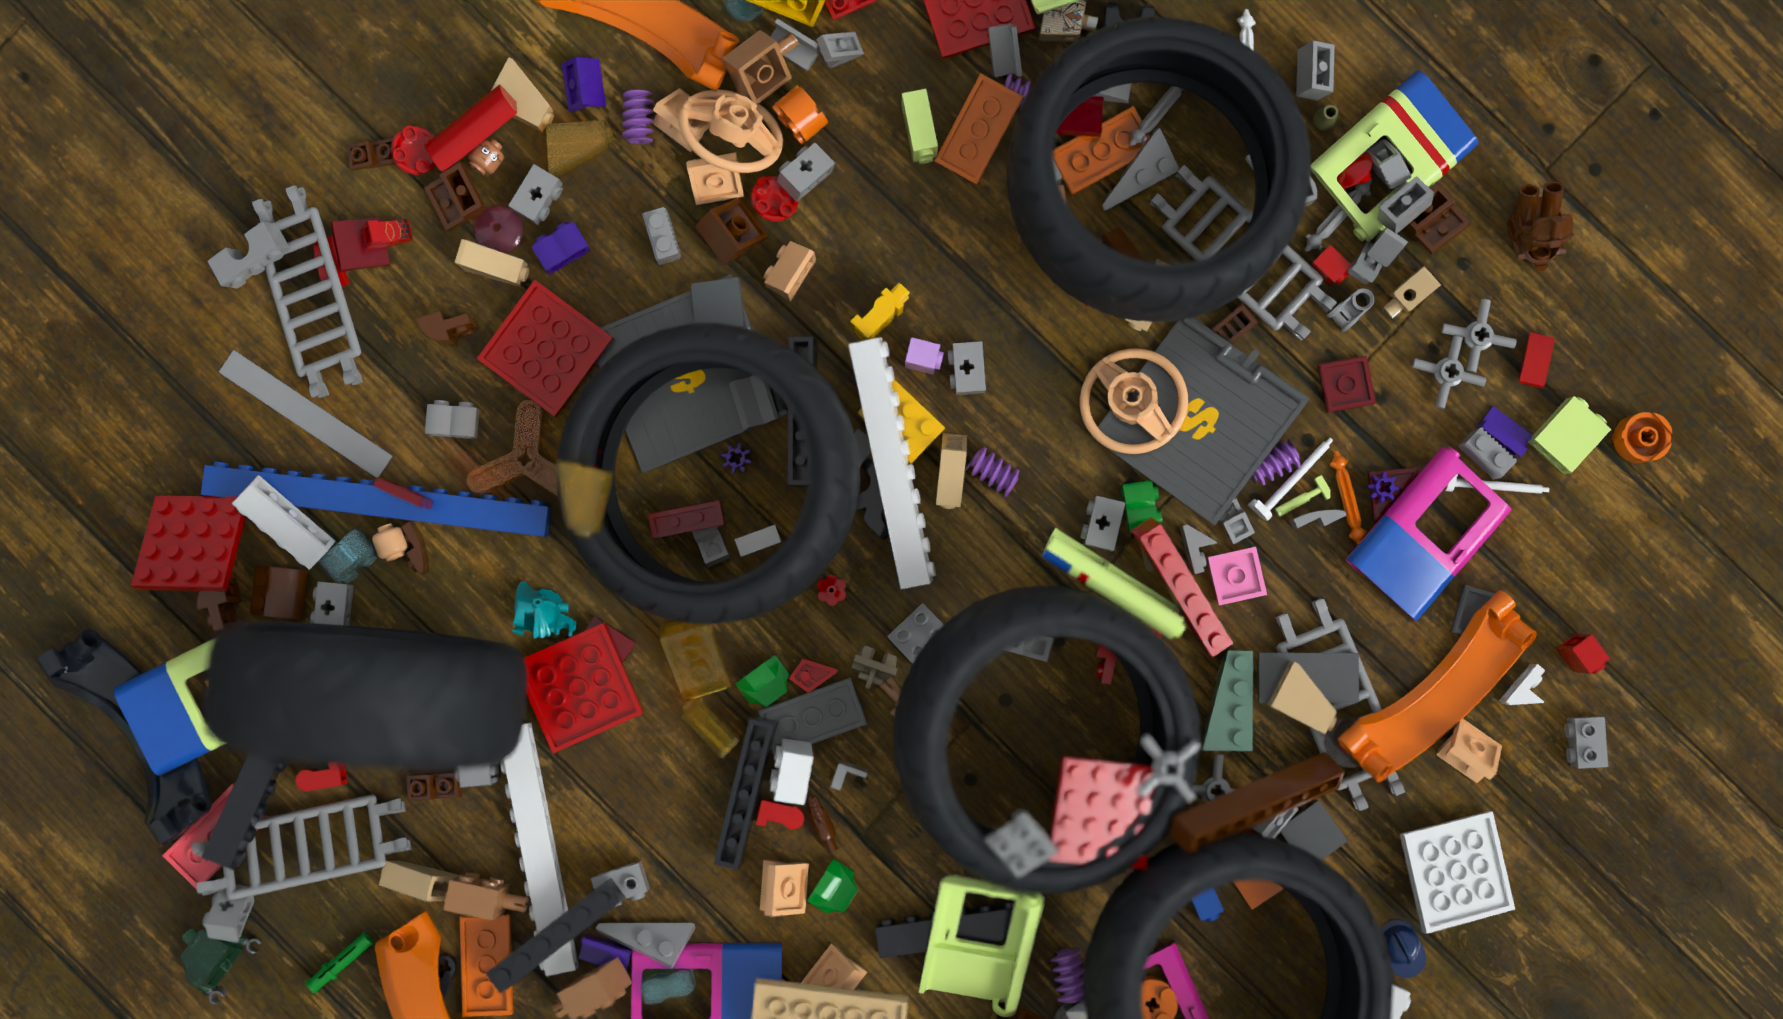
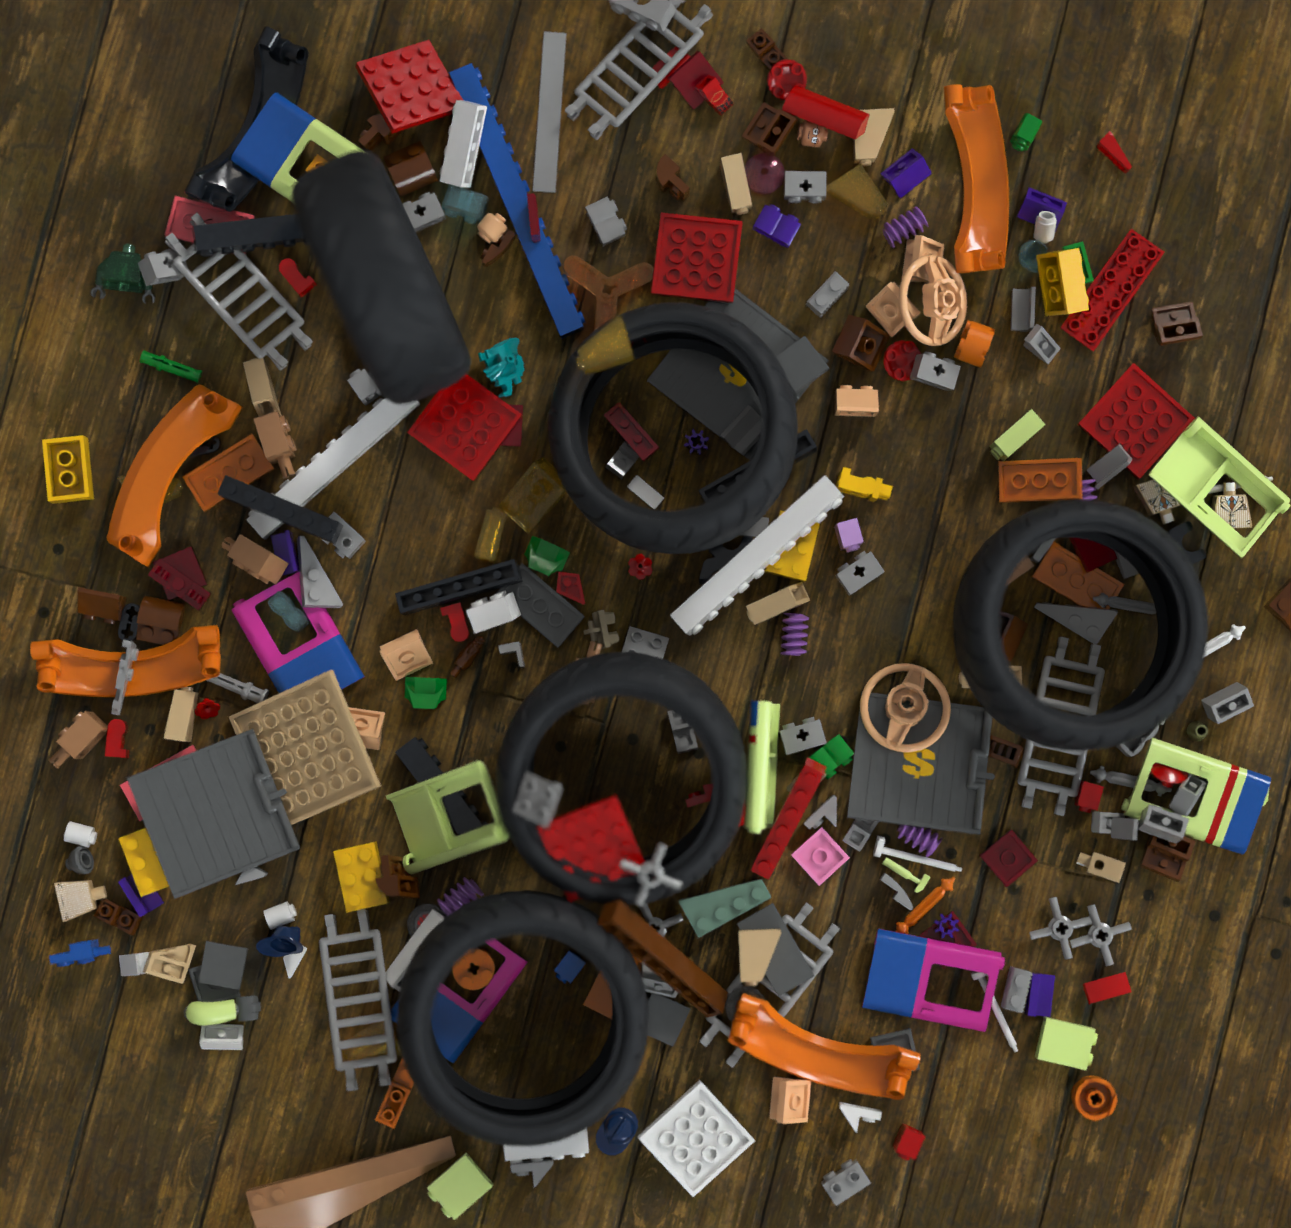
camera: 60 degrees right, 0 degrees up
(433, 786) = (334, 360): reddish brown slope -> none
(759, 65) = (992, 294): medium nougat brick -> none
(1348, 311) = (1064, 829): light grey piece -> none
(1538, 224) = (1208, 932): reddish brown helmet -> none

